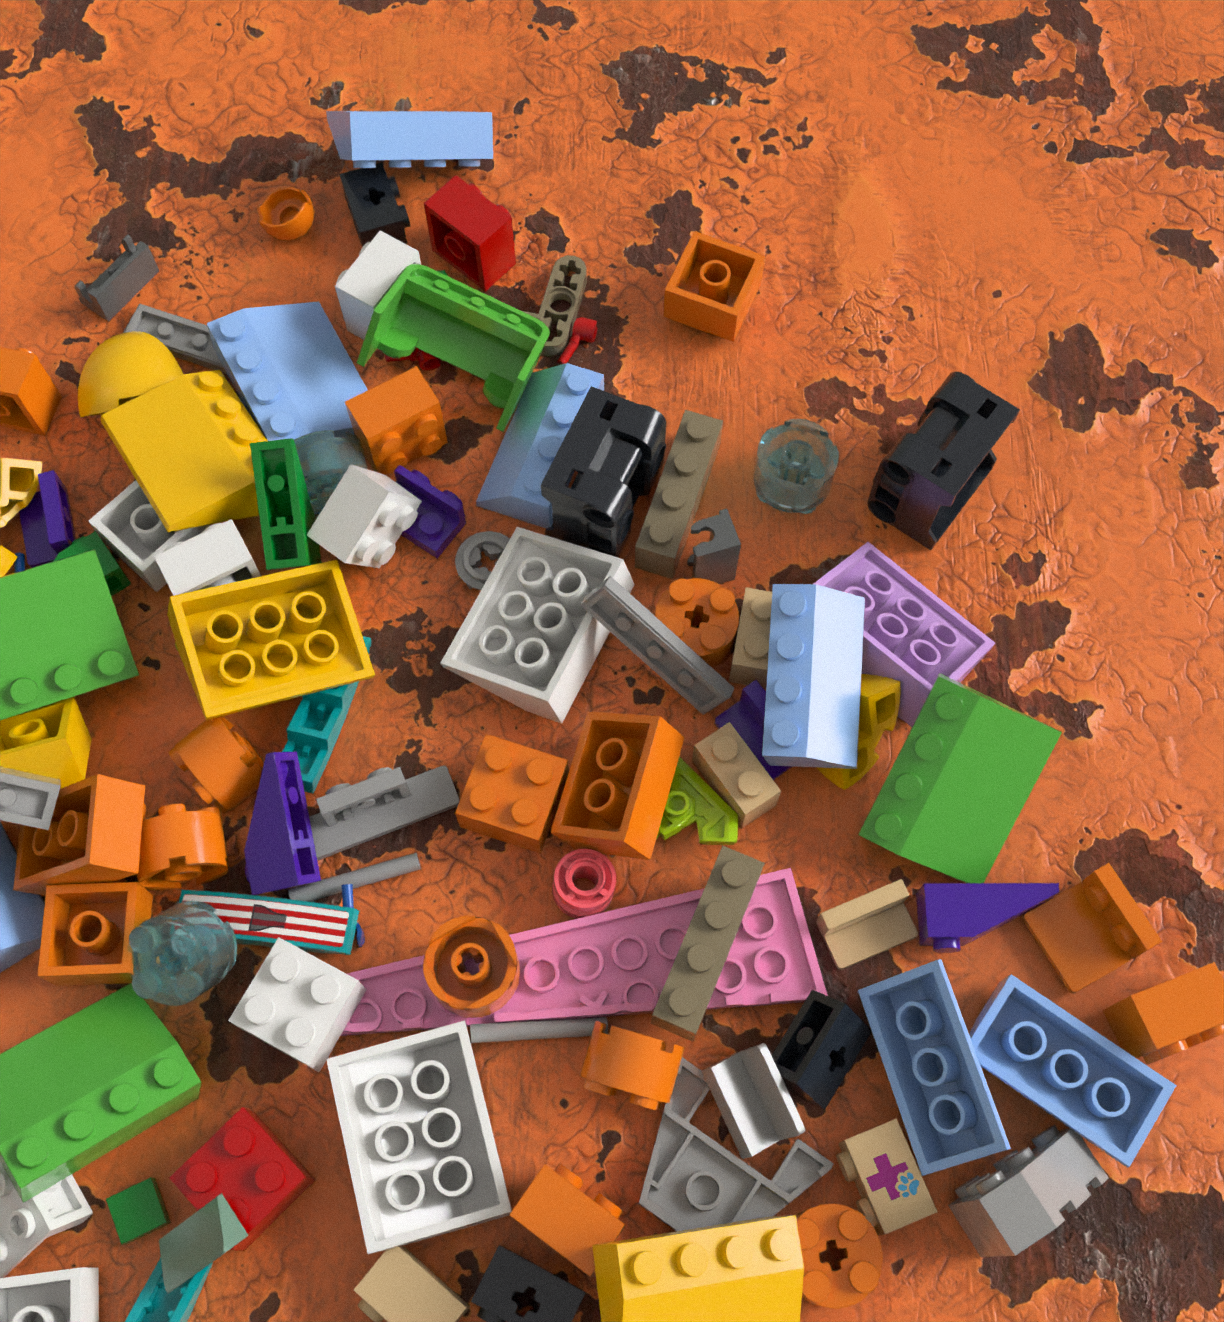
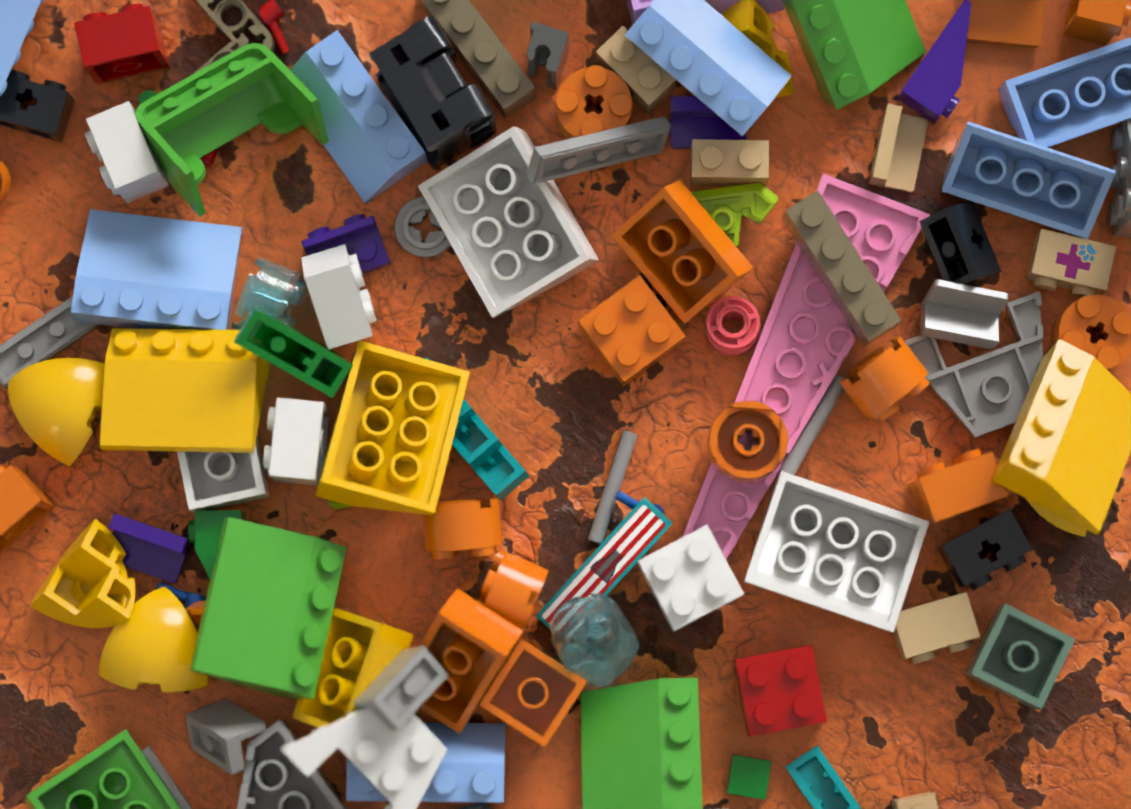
camera: 55 degrees left, 15 degrees up
(199, 1242) = (809, 740): sand green slope -> none
(280, 835) = (557, 521): dark purple slope -> none
(378, 806) = (572, 445): light grey bracket -> none
(397, 421) = (263, 217): orange brick -> none

